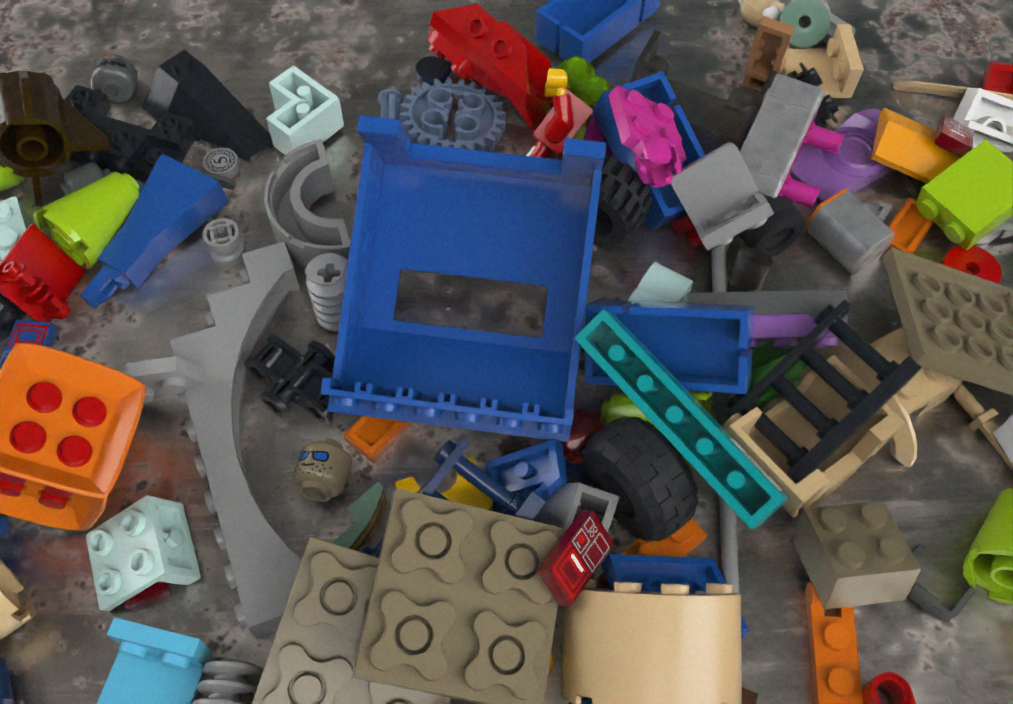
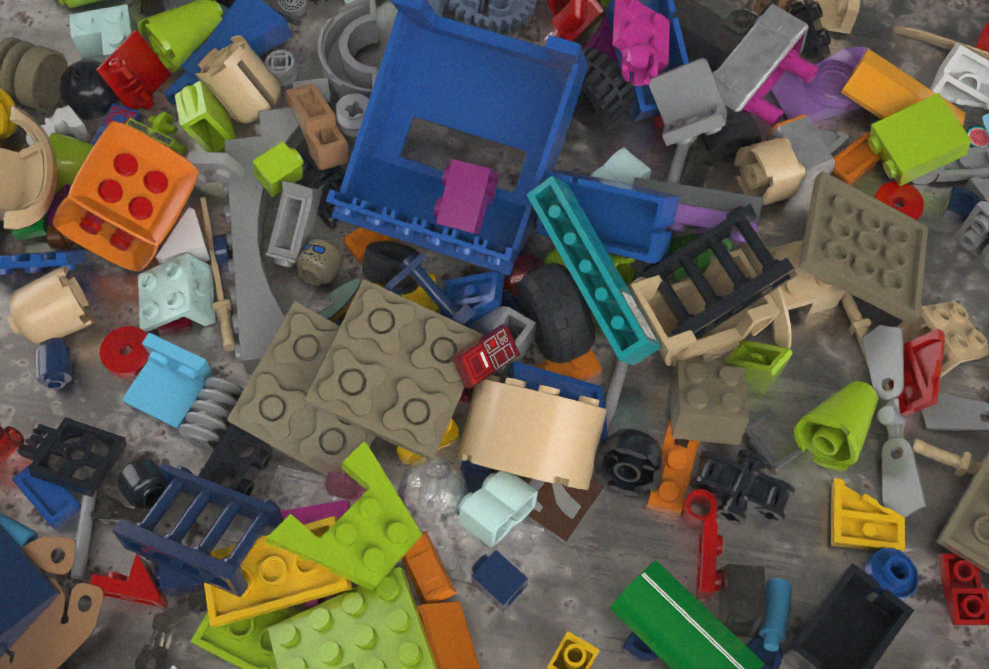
camera: 15 degrees right, 5 degrees up
(67, 642) = (114, 346): none -> red piece
(84, 338) = (161, 128): none -> lime hips
(138, 316) = (204, 117): none -> lime torso
(141, 476) = (185, 238): none -> white slope
(175, 263) = (240, 80): none -> tan cylinder
(192, 482) = (221, 251): none -> dark blue tile
(207, 556) = (222, 307): none -> tan sword
(247, 362) = (277, 166): none -> lime brick
(279, 428) = (293, 222): none -> light grey window
(288, 302) = (319, 126): none -> medium nougat slope
(409, 454) = (383, 262): none -> black tyre
(496, 354) = (465, 196): none -> magenta brick
(786, 653) = (631, 462): none -> black cylinder
(826, 257) = (769, 170): none -> tan brick
(898, 485) = (760, 362): none -> lime slope
(925, 653) = (753, 491): none -> black axle
(954, 136) = (920, 84): dark red tile -> none

